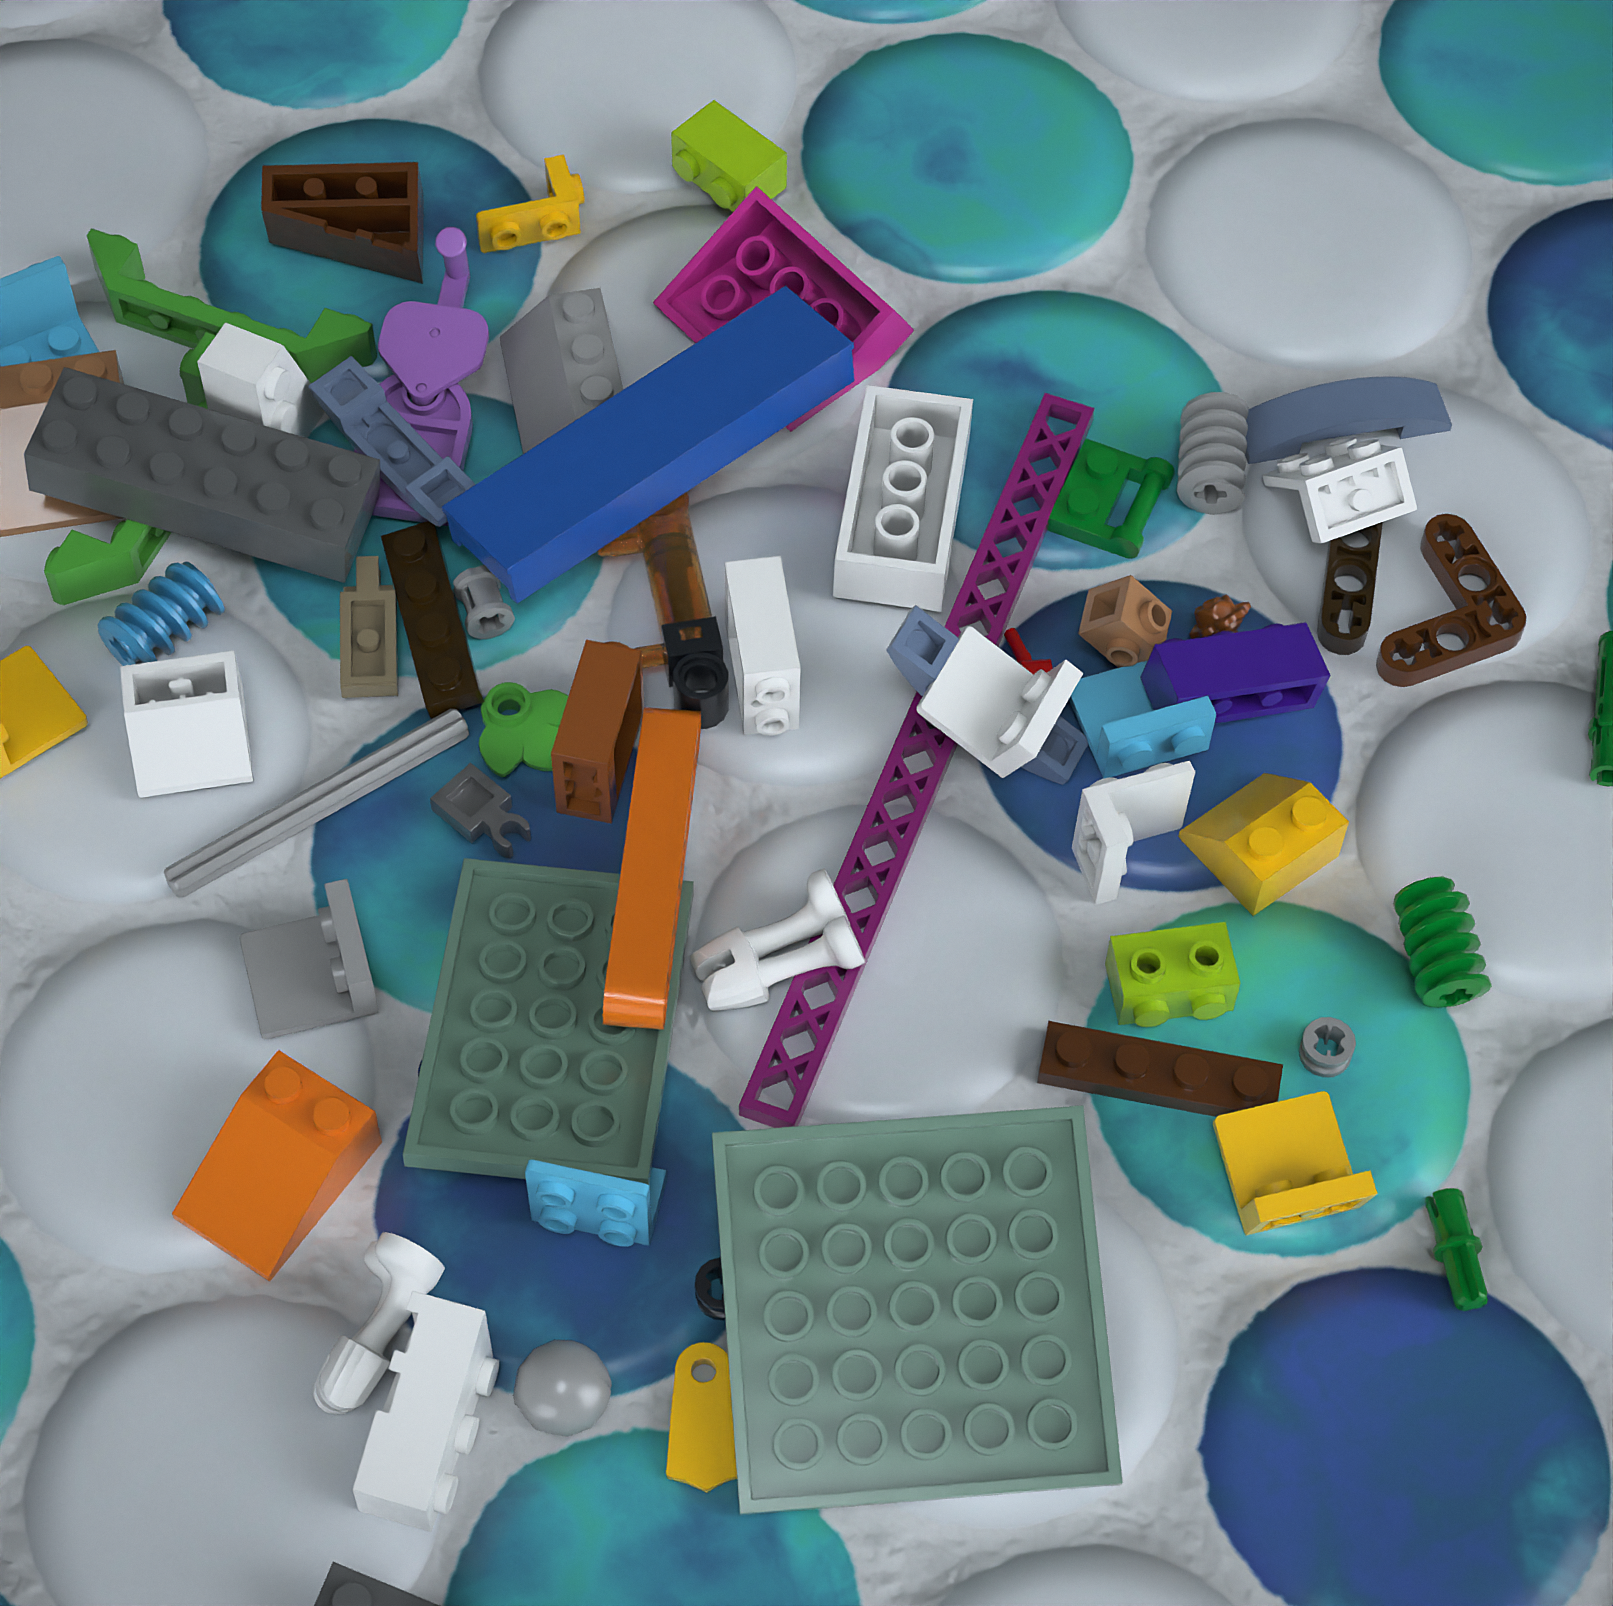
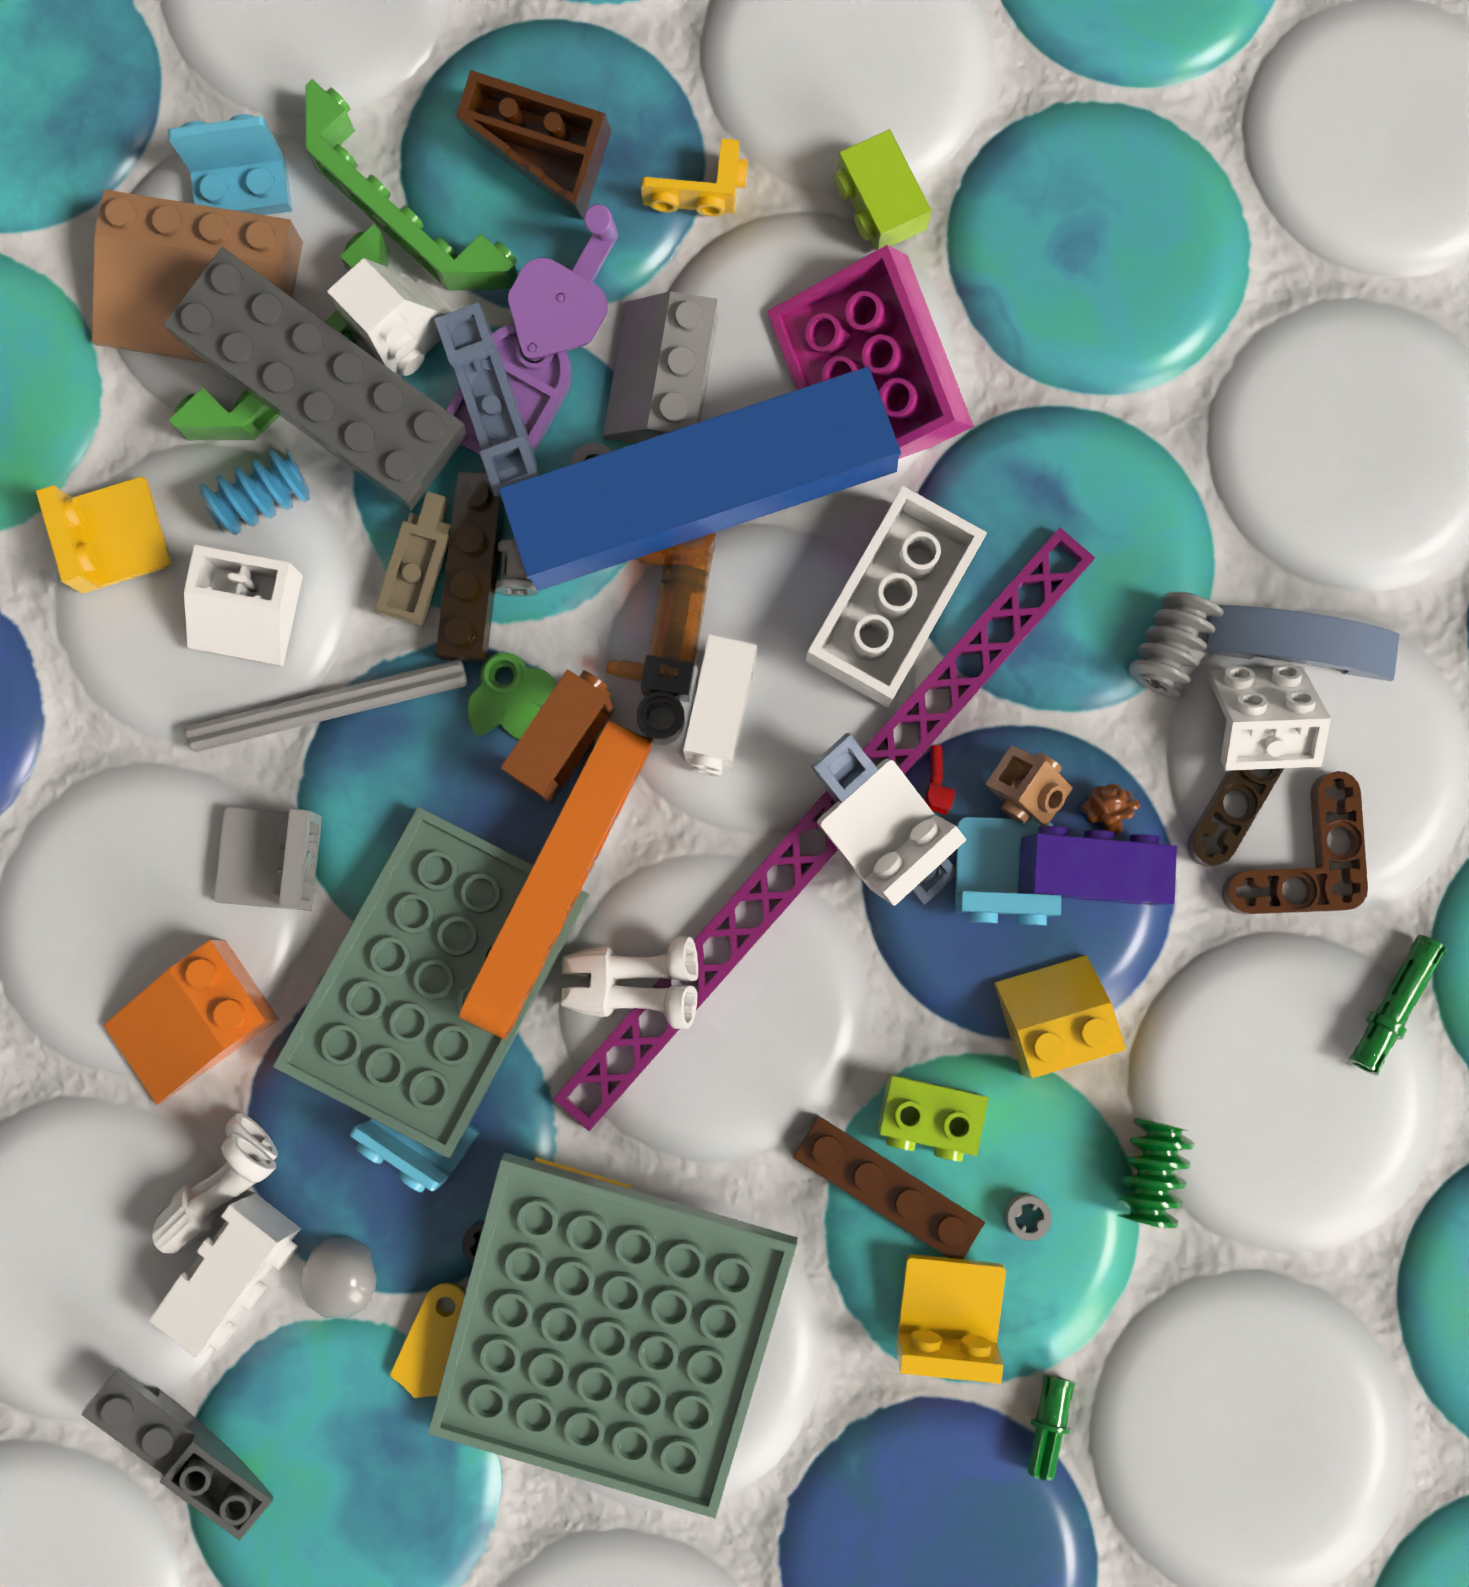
camera: 20 degrees right, 25 degrees up
(479, 806) = (445, 758): flat silver plate -> none
(1094, 491) = (1061, 637): green plate -> none
(1125, 811) = (925, 996): white bracket -> none

